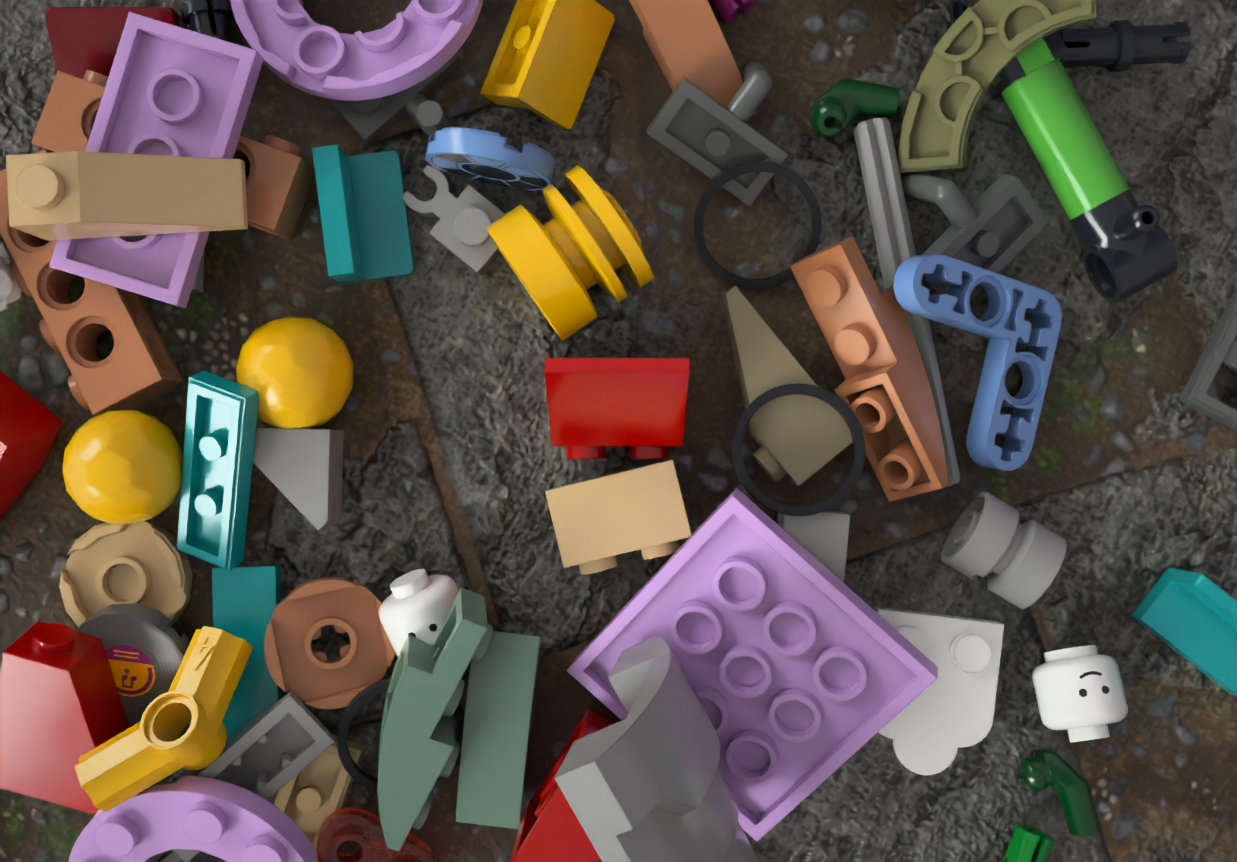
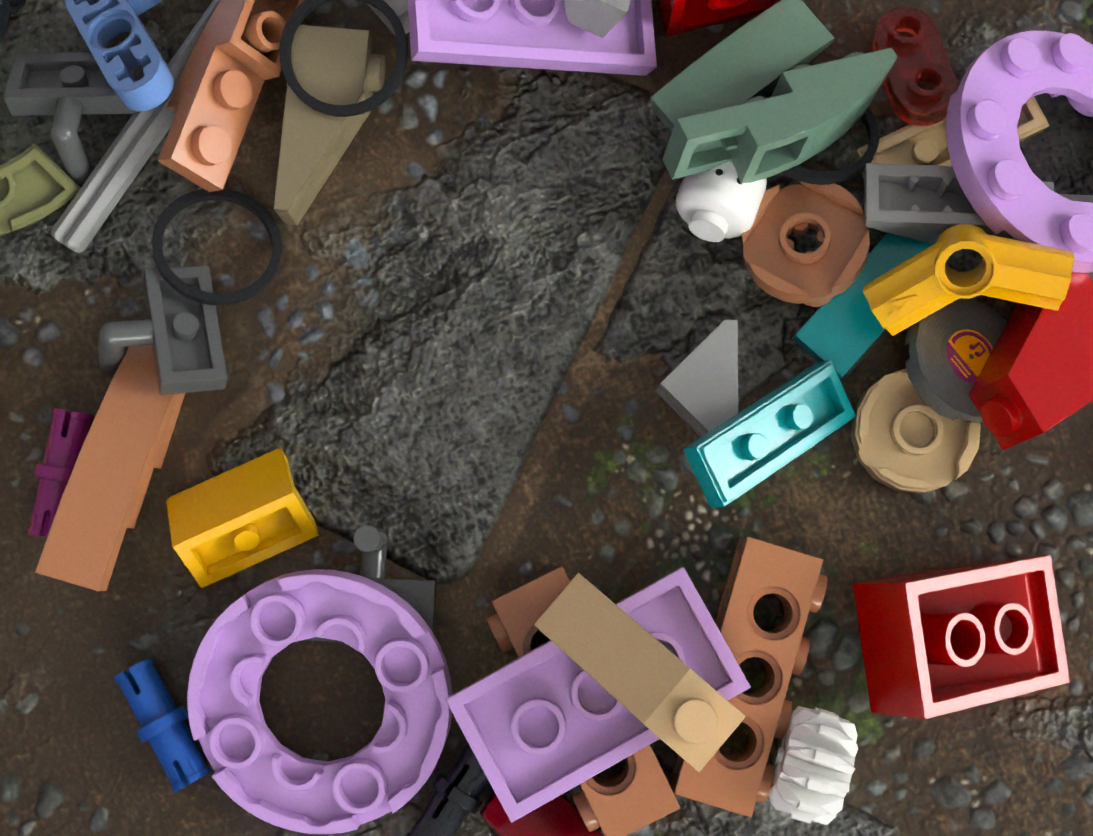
camera: 140 degrees left, 5 degrees down
(123, 467) = (836, 501): yellow piece -> none
(298, 372) = (642, 452): yellow piece -> none
(363, 215) = (487, 526): teal panel -> none
(460, 222) = (420, 447): light grey plate -> none
(488, 159) = (356, 465): medium blue tile -> none
(572, 251) = (353, 341): yellow wheel -> none
(617, 405) = (435, 201): red slope -> none
(618, 516) = (513, 133): tan brick -> none
(847, 101) = (65, 275): dark green arm -> none

